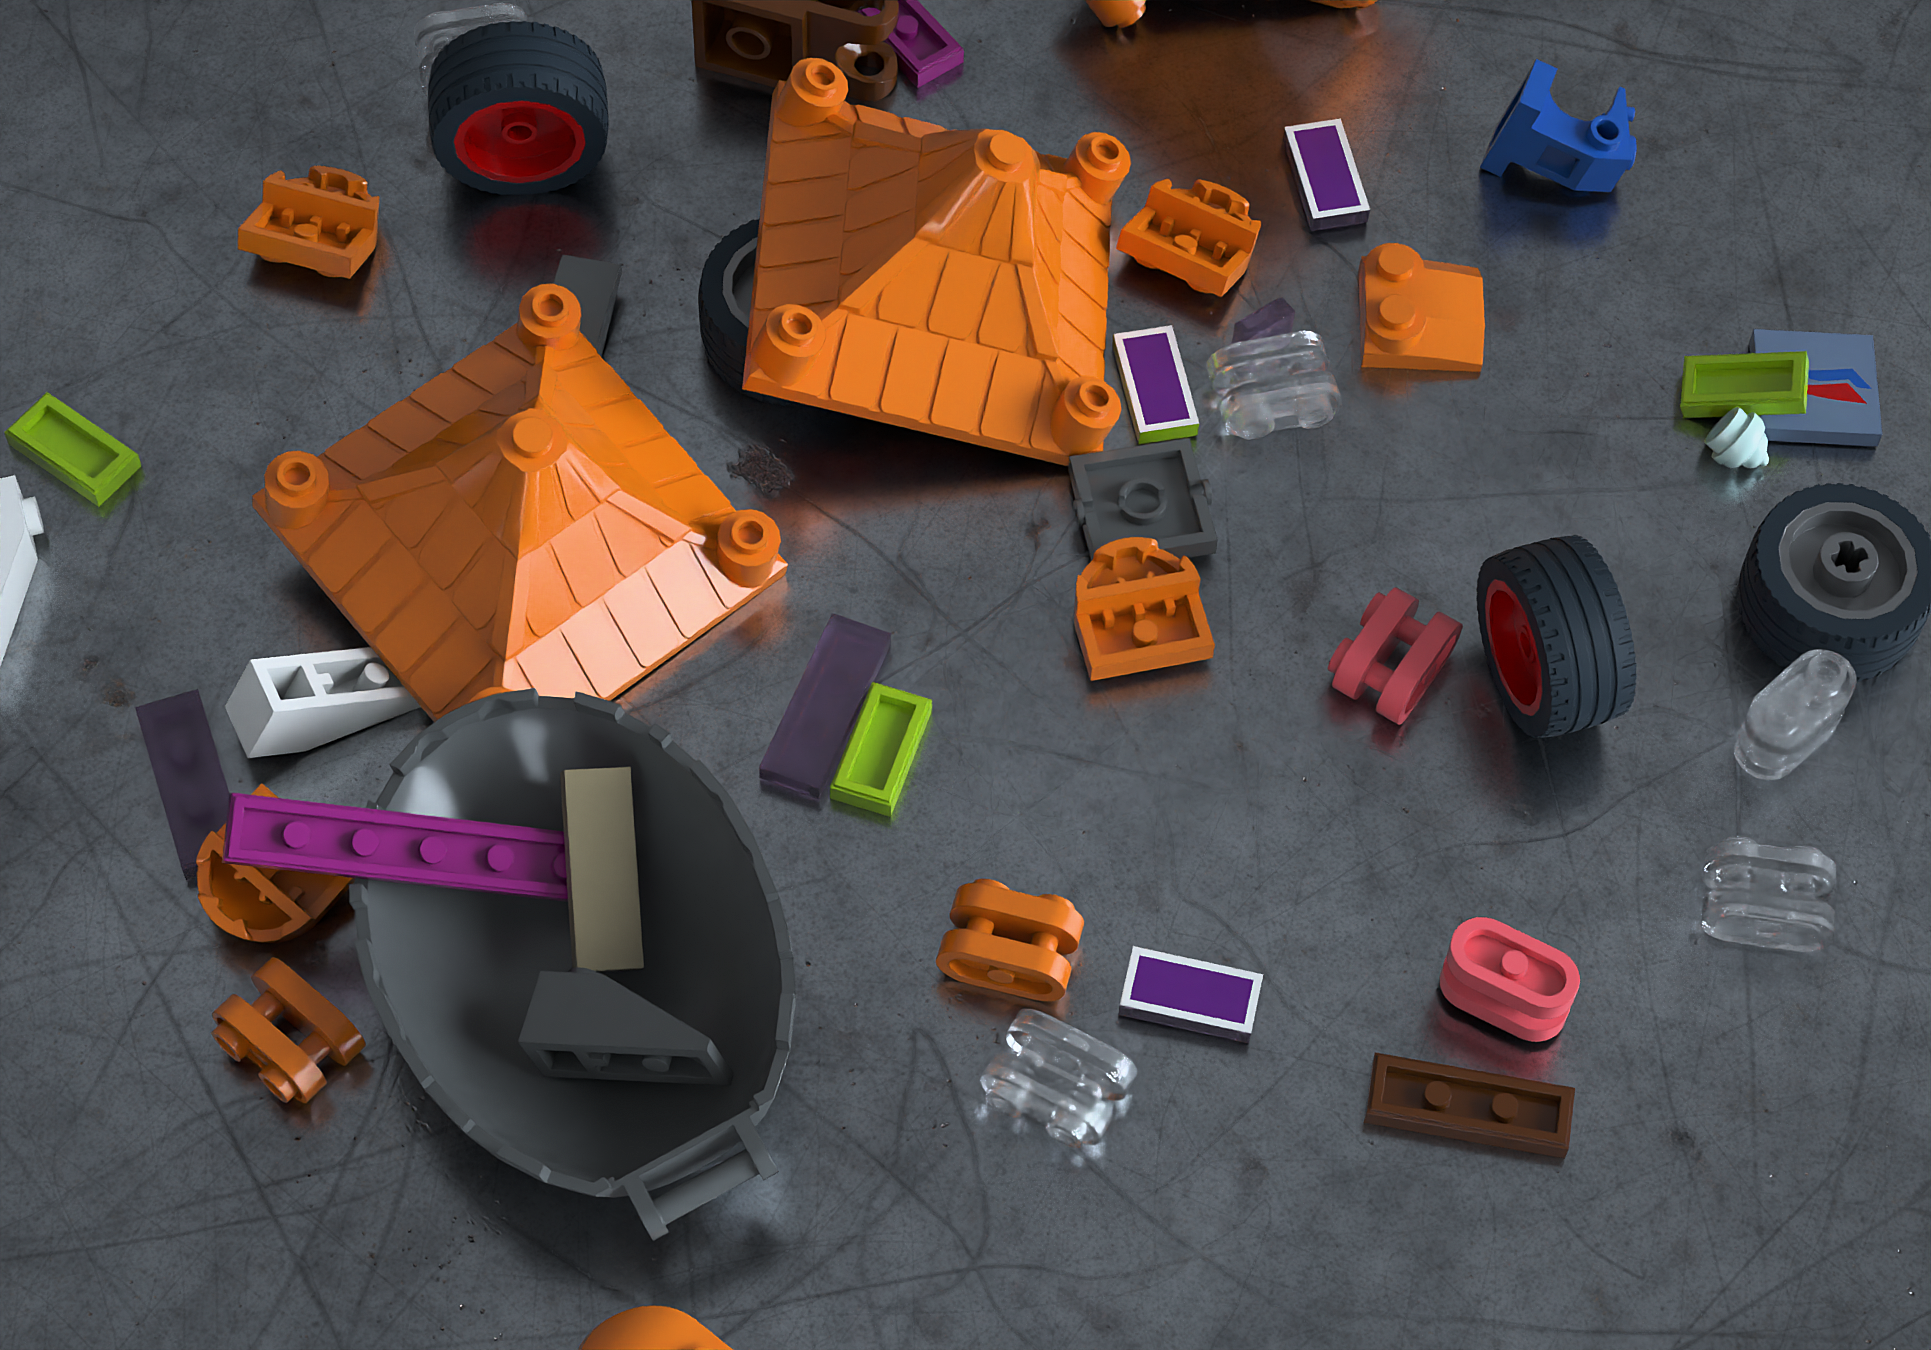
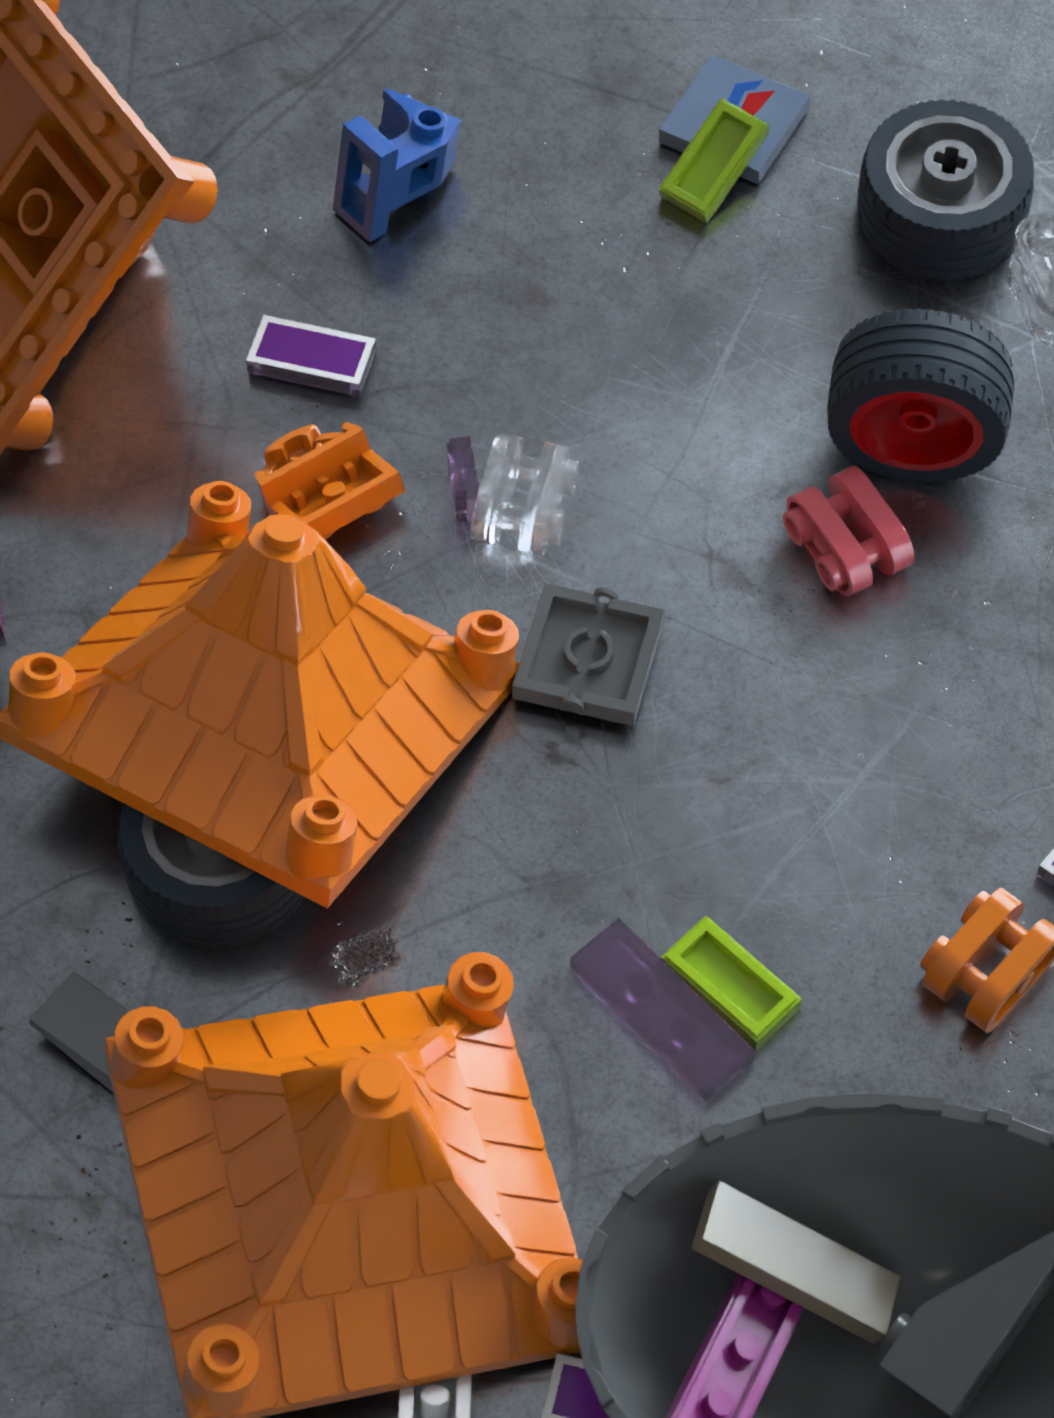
camera: 60 degrees left, 0 degrees up
(1139, 610) = (702, 705): orange slope -> none
(1155, 384) = (457, 585): tile -> none
(1419, 312) = (500, 354): orange slope -> none
(1739, 440) = (760, 192): light aqua plate -> none

